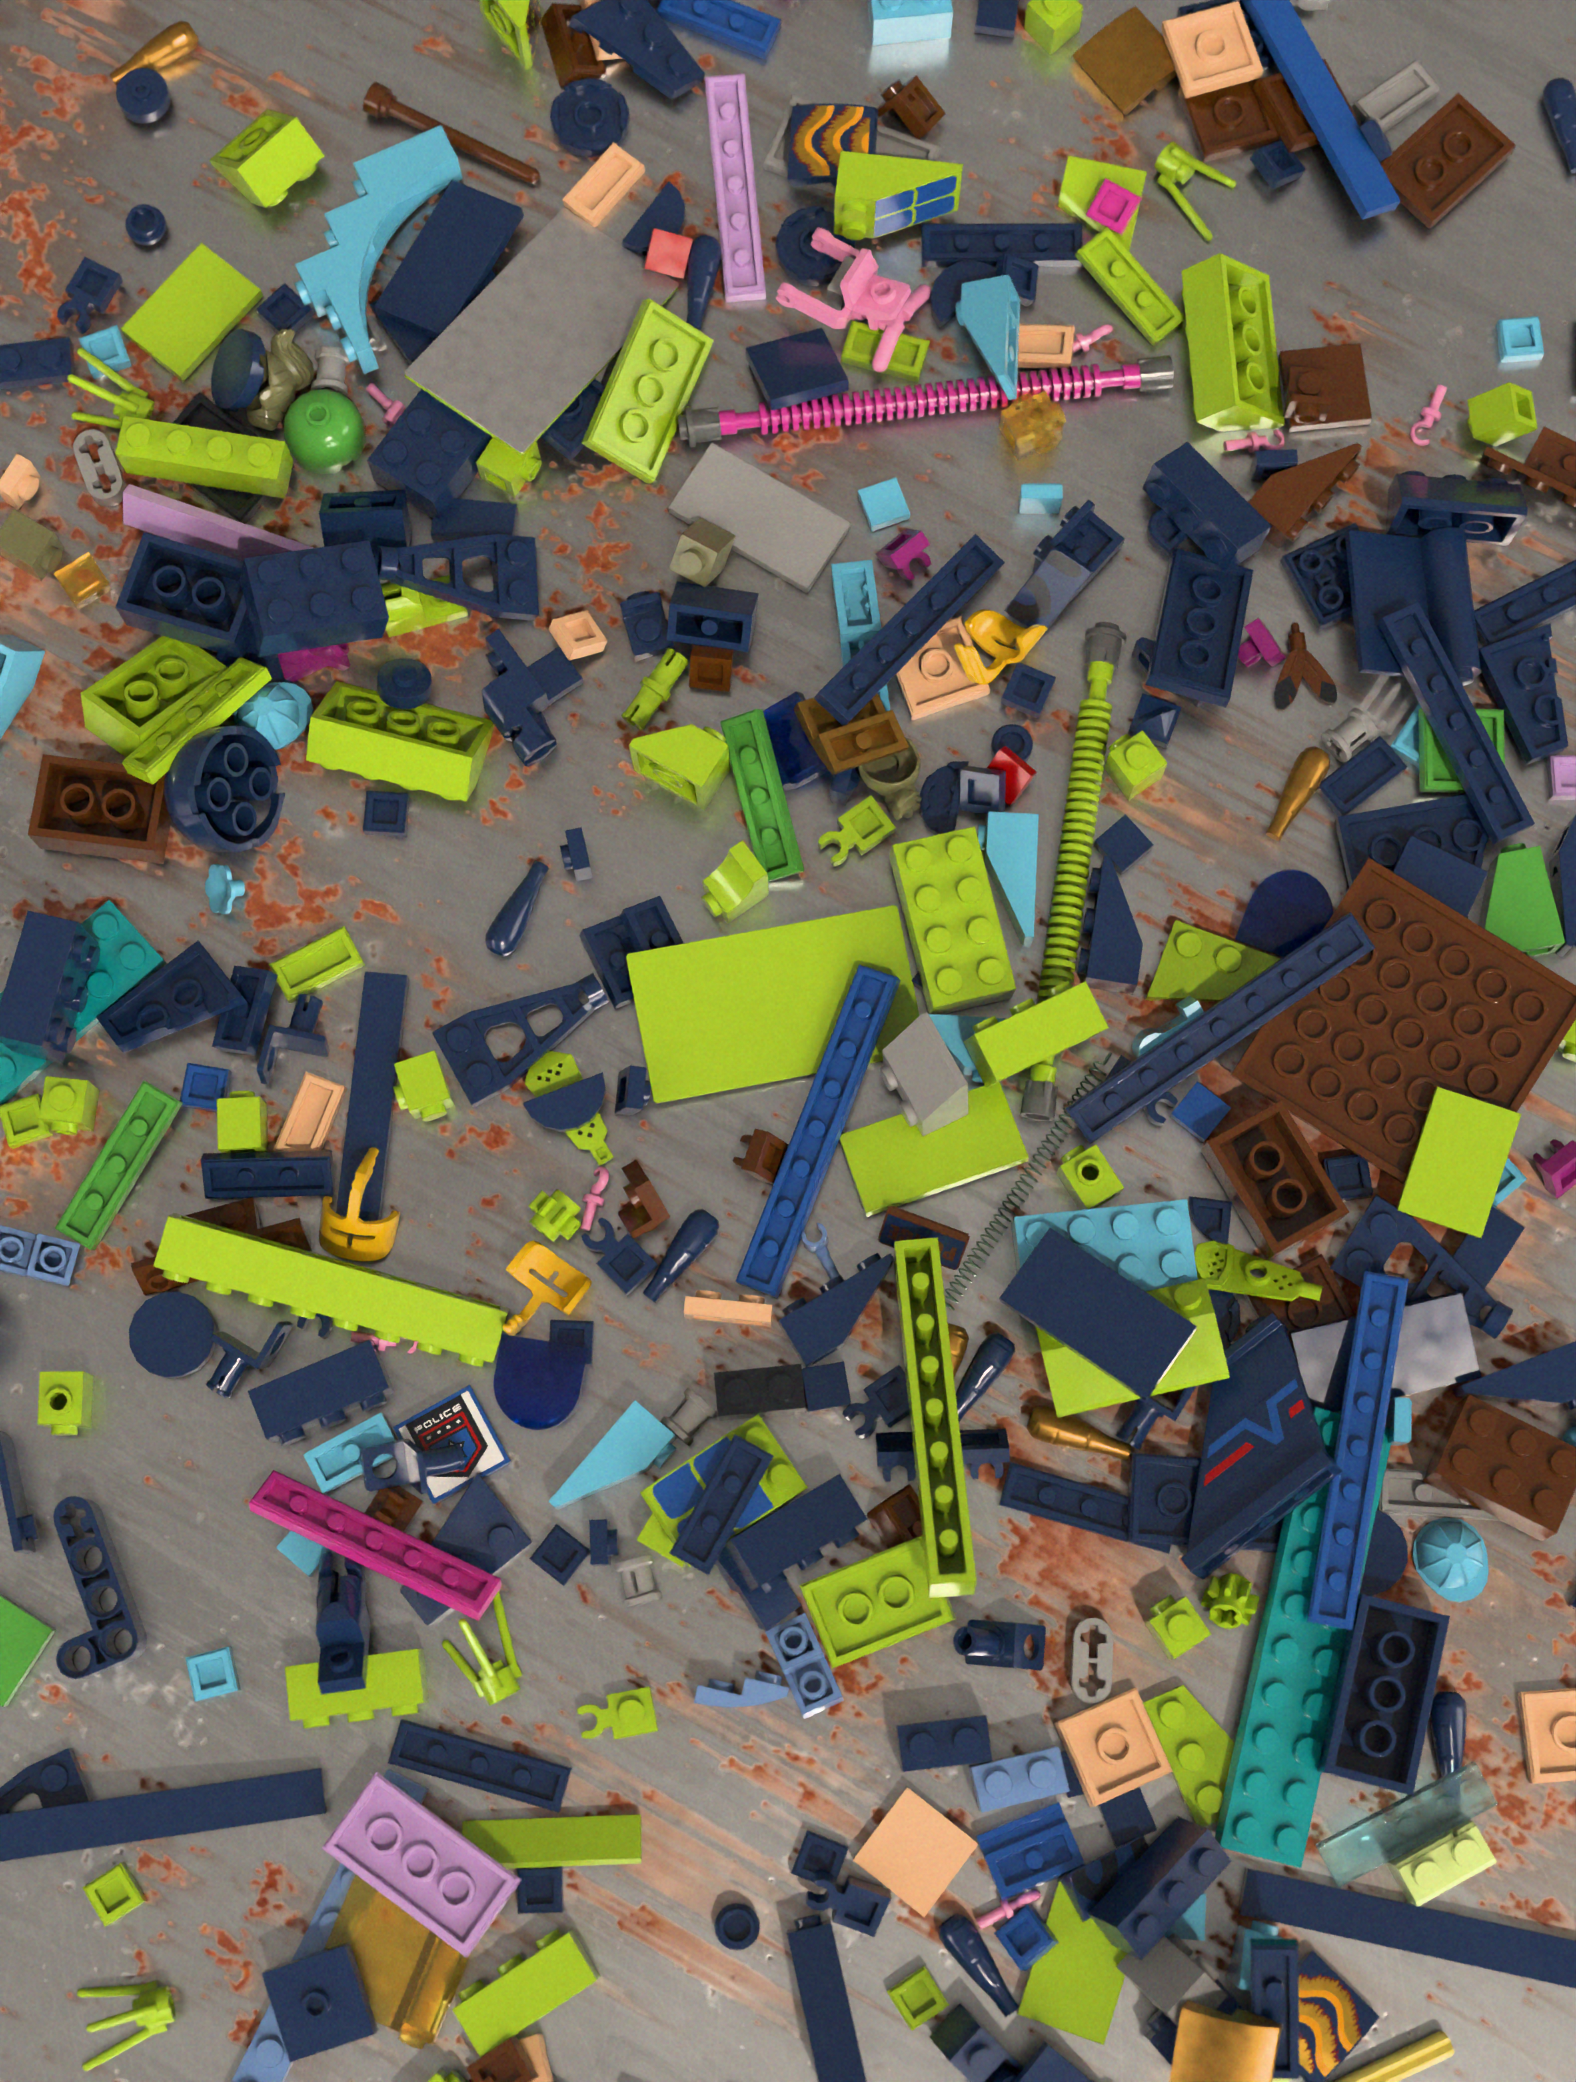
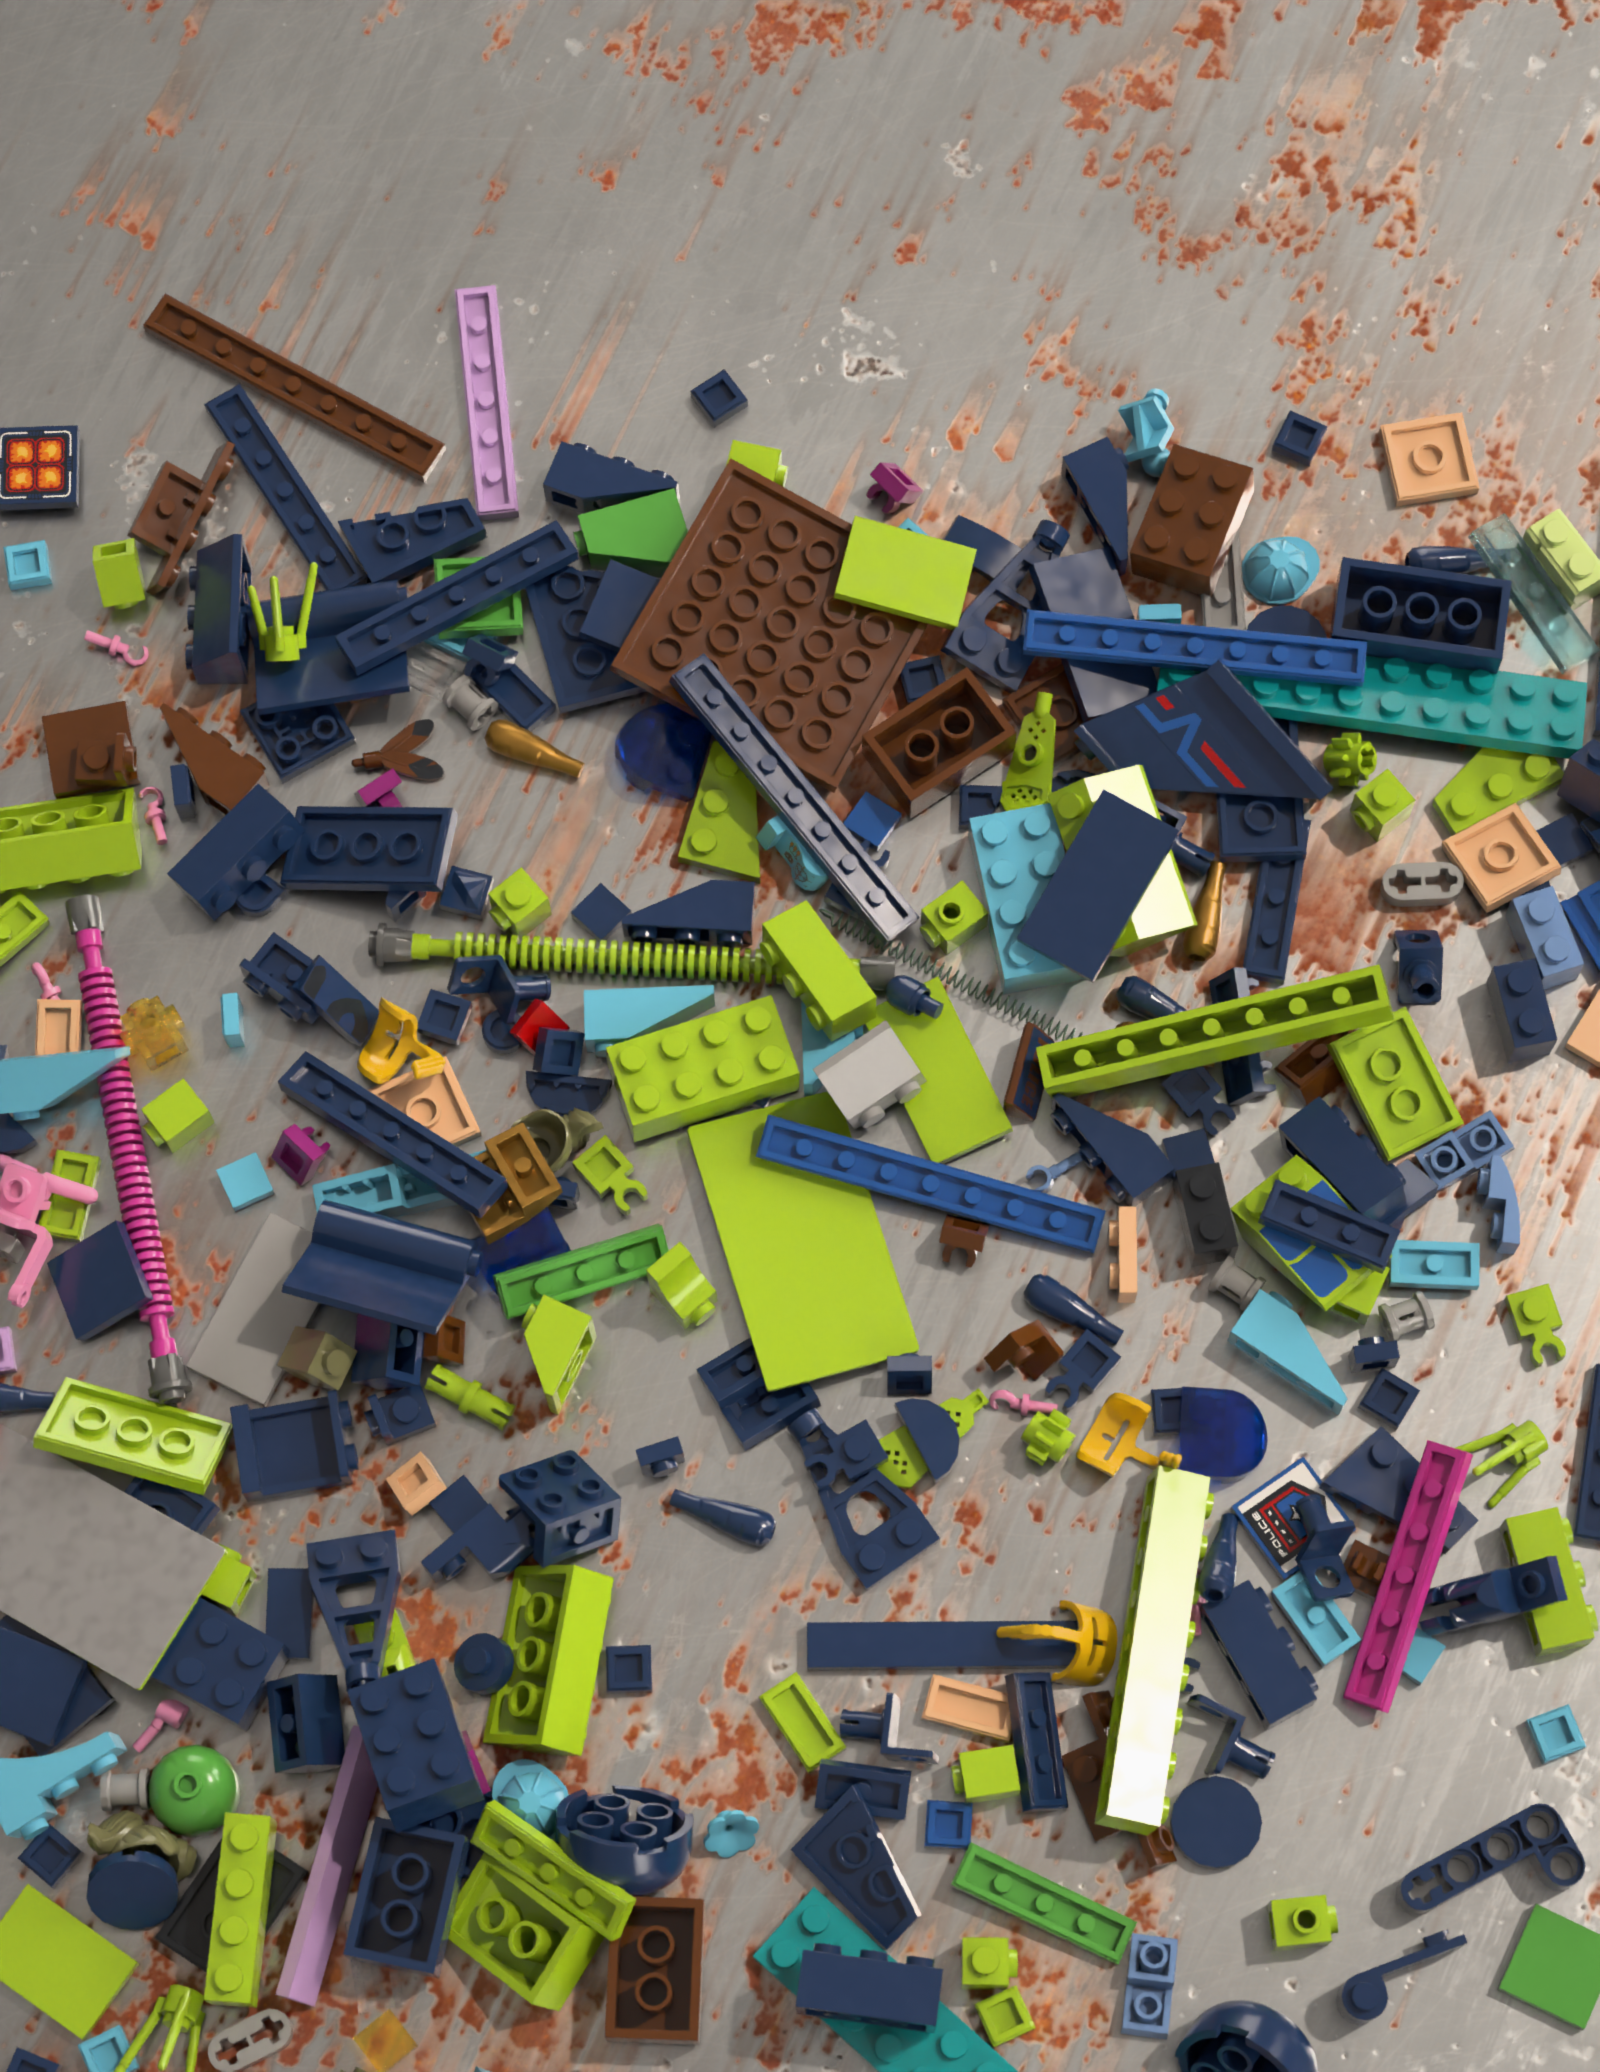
camera: 95 degrees left, 5 degrees down
(409, 1363) = (1220, 1563): none -> dark blue piece
(423, 1087) = (927, 1588): lime brick -> none
(539, 759) = (568, 1503): none -> dark blue bracket
(558, 1027) = (852, 1453): none -> dark blue plate
(626, 529) = (293, 1447): none -> dark blue panel
(688, 1617) = (1434, 1265): none -> medium azure plate
(770, 605) = (383, 1267): none -> dark blue door
(950, 444) = (176, 1117): none -> lime brick
(1006, 1127) = (912, 997): none -> dark blue cylinder
(1050, 746) = (499, 983): none -> dark blue bracket
(1395, 752) = (490, 654): none -> dark blue tile
(1419, 553) = (279, 640): none -> lime plant

